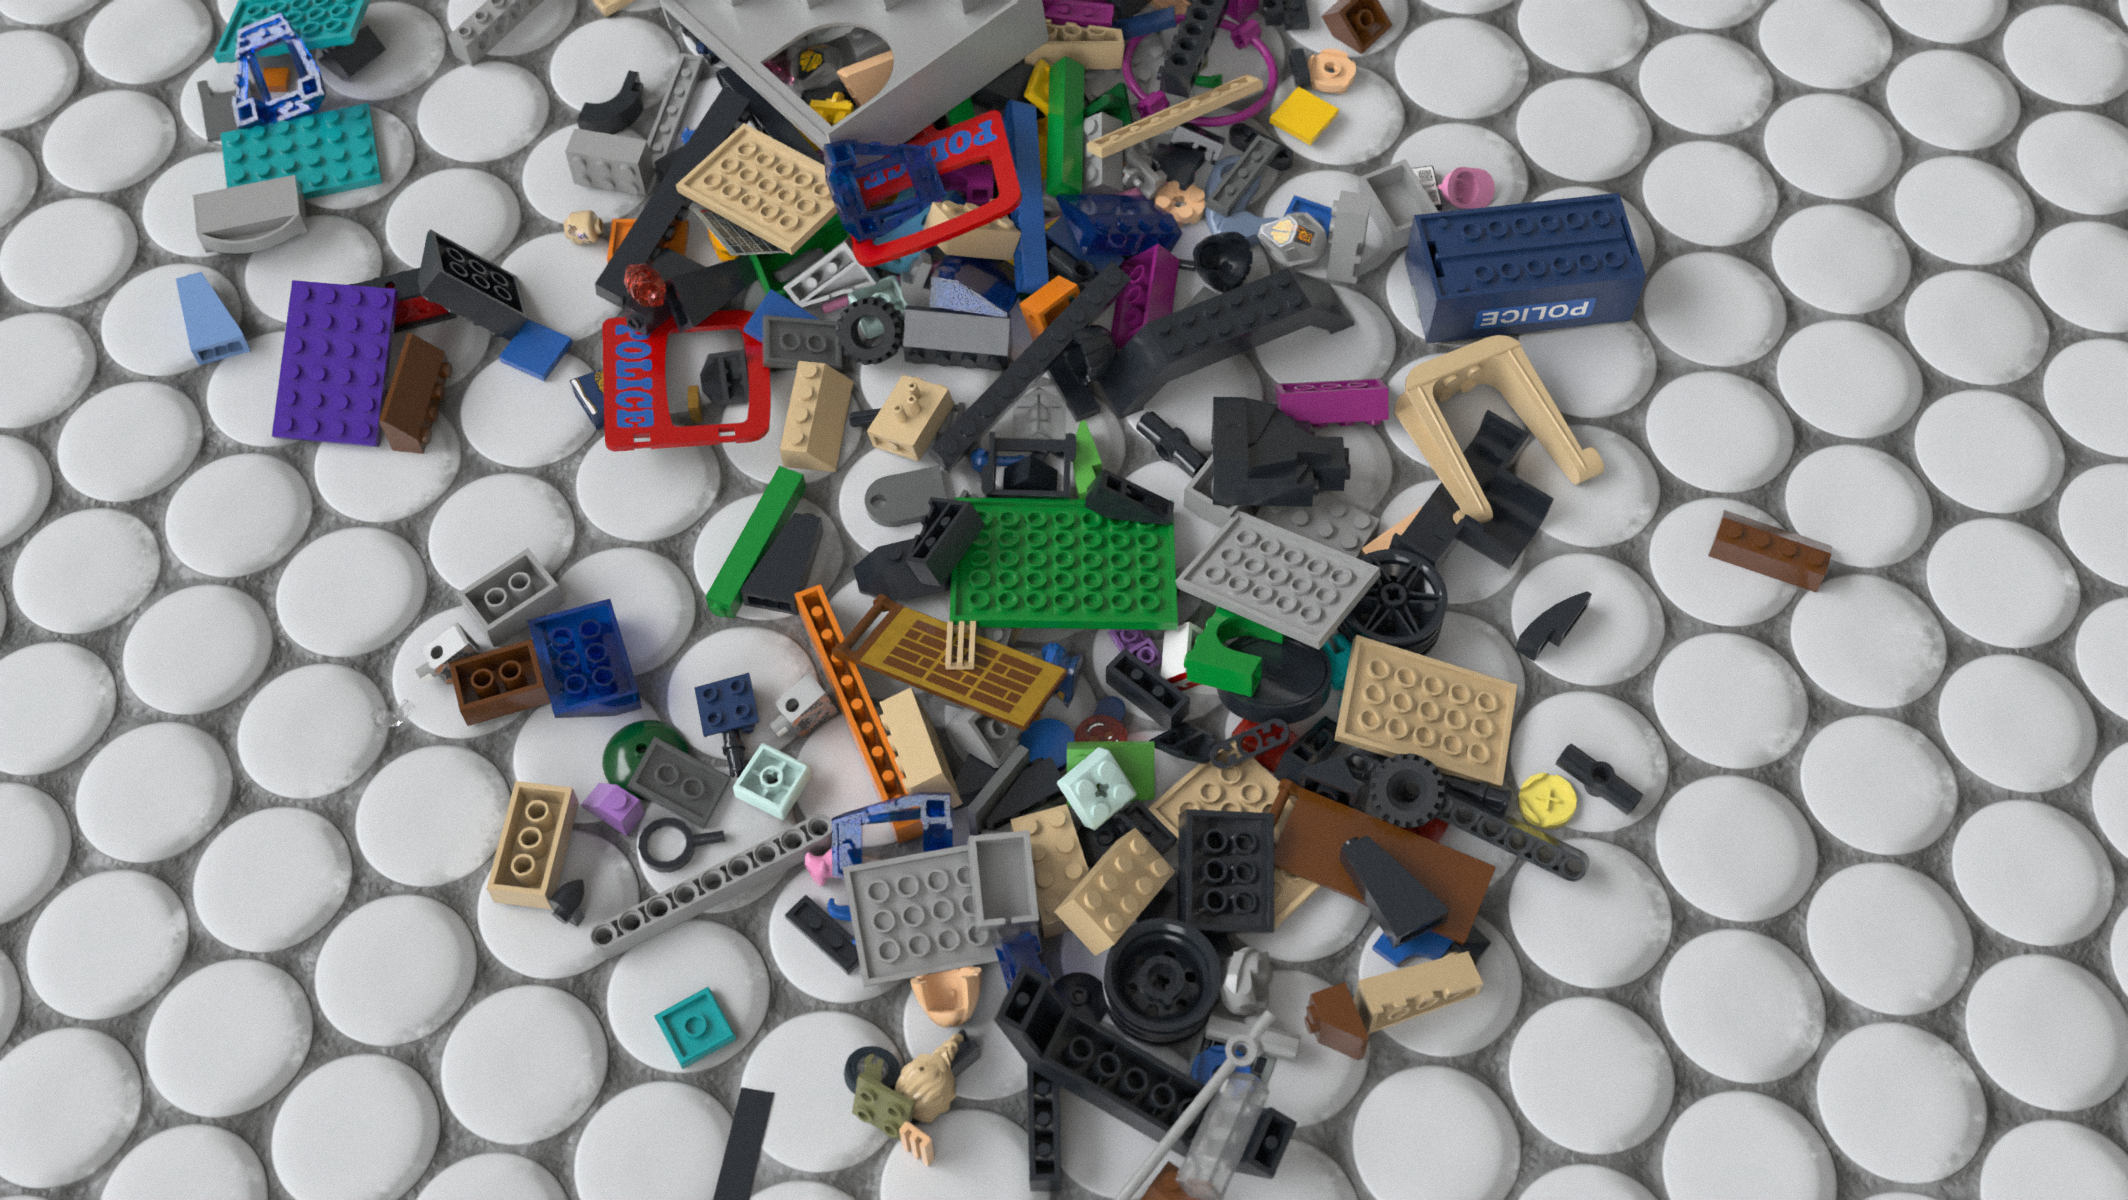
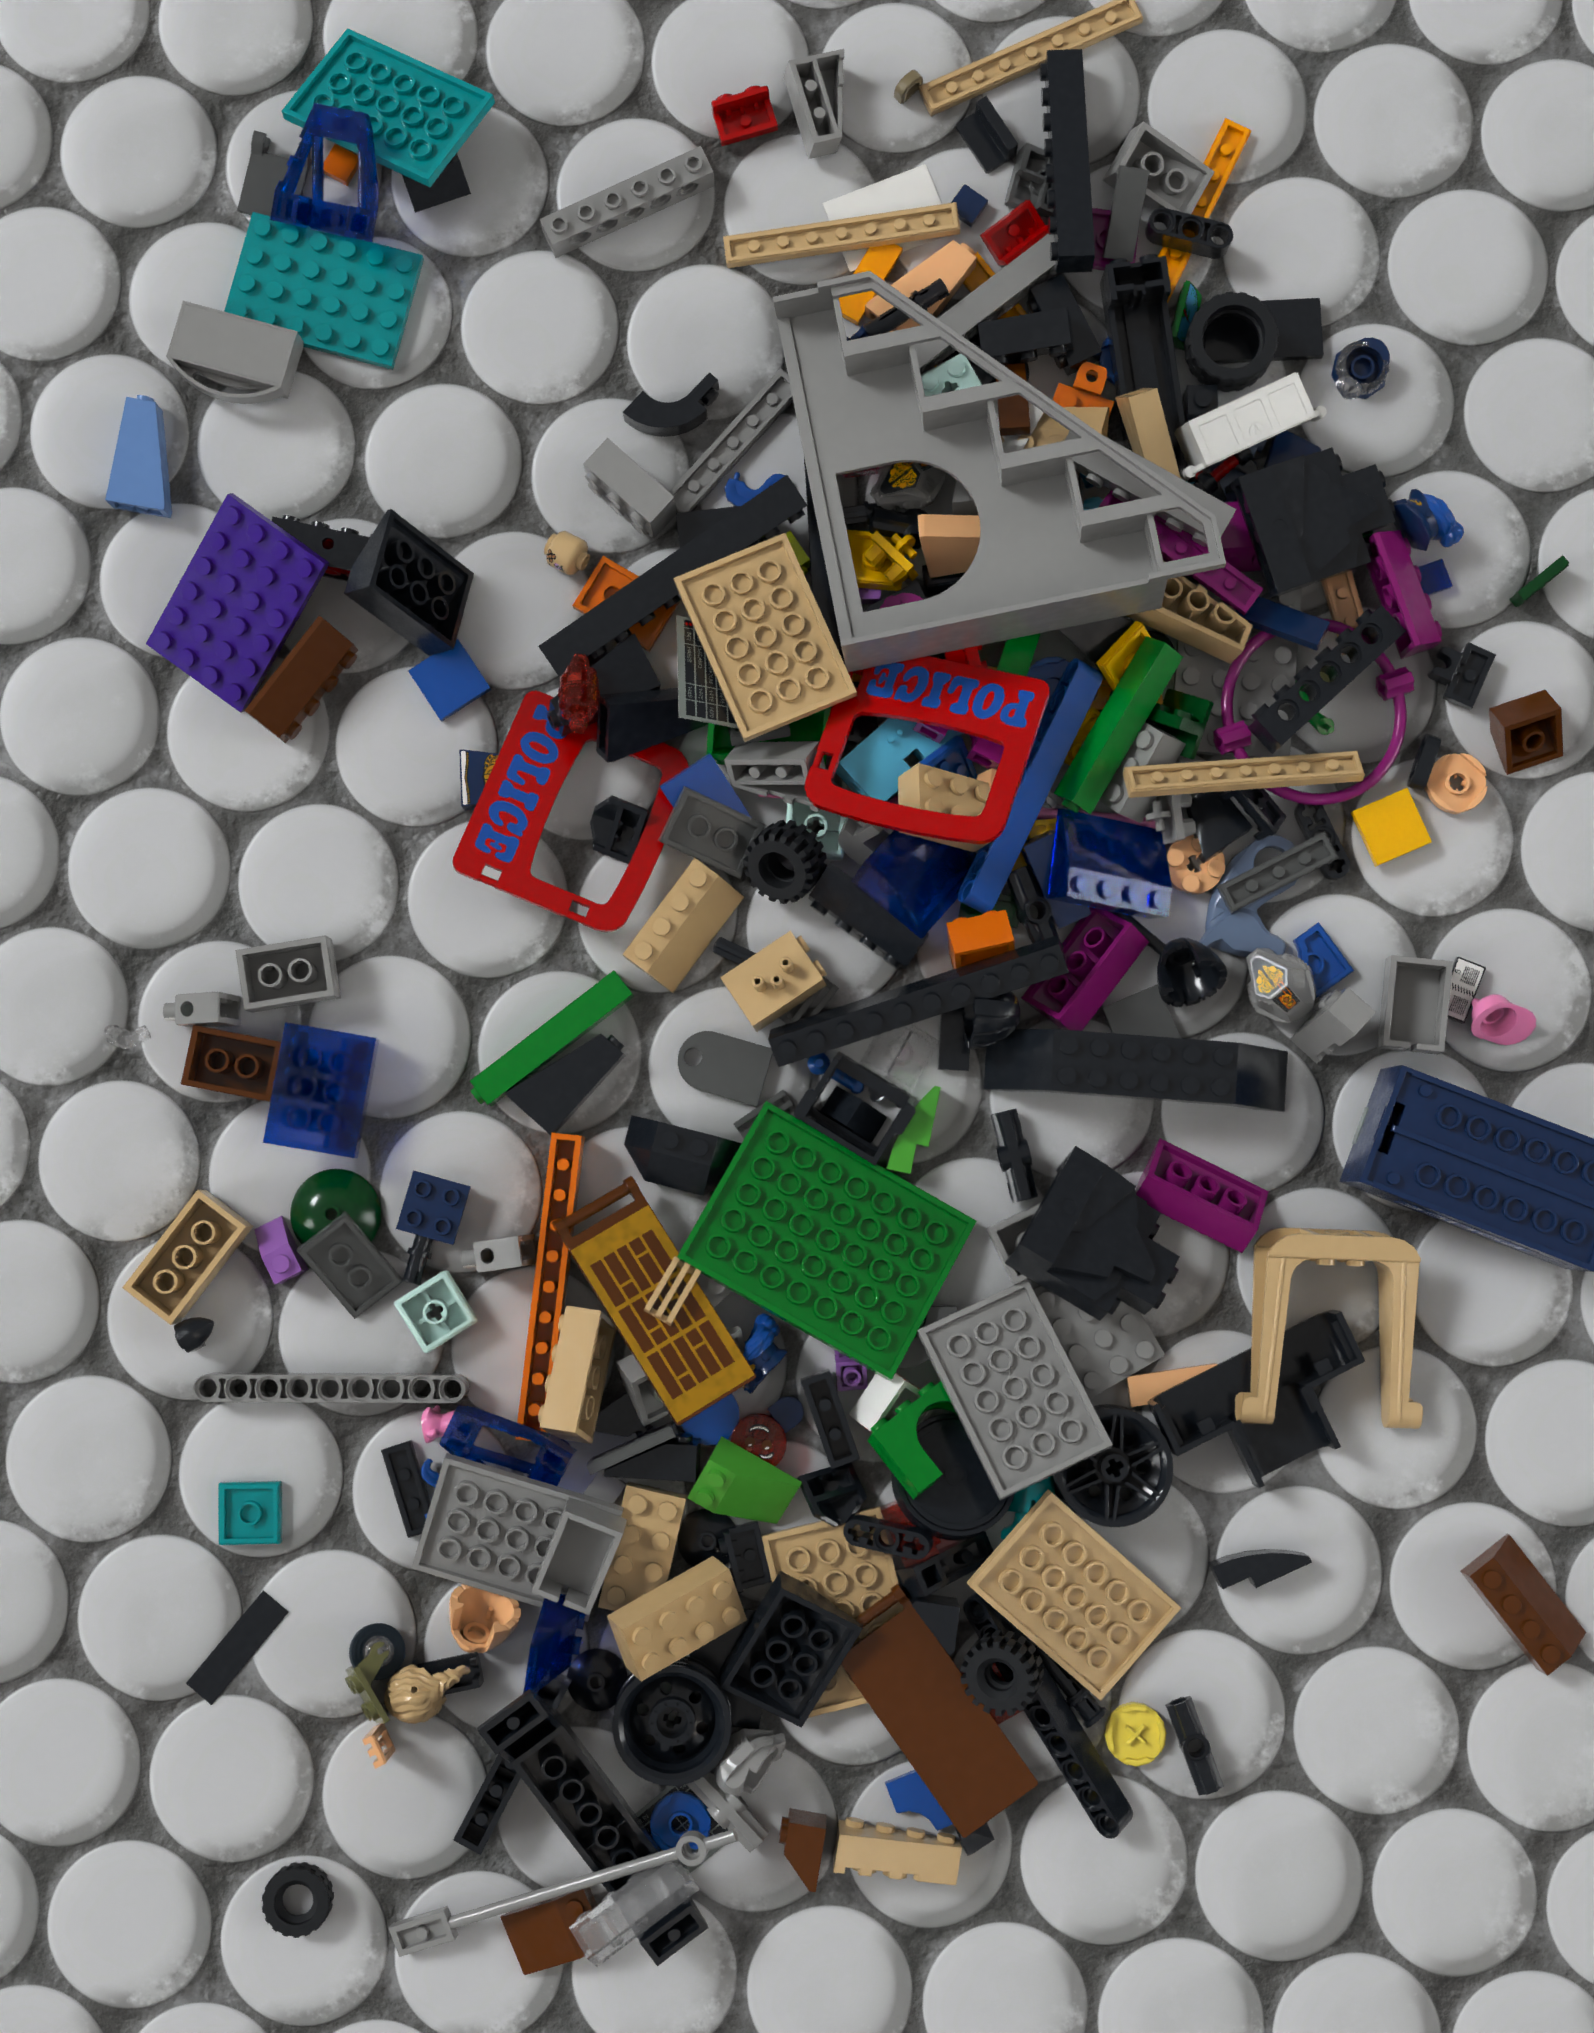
camera: 30 degrees right, 25 degrees up
(669, 844) = (315, 1316): black piece -> none
(695, 403) = (572, 840): pearl gold tile -> none
(841, 182) = (832, 713): clear blue windscreen -> none
(943, 539) = (717, 1164): black wedge -> none
(1081, 783) = (717, 1509): light aqua brick -> none
(1127, 501) = (927, 1209): black slope -> none
(1391, 893) = (924, 1767): black slope -> none

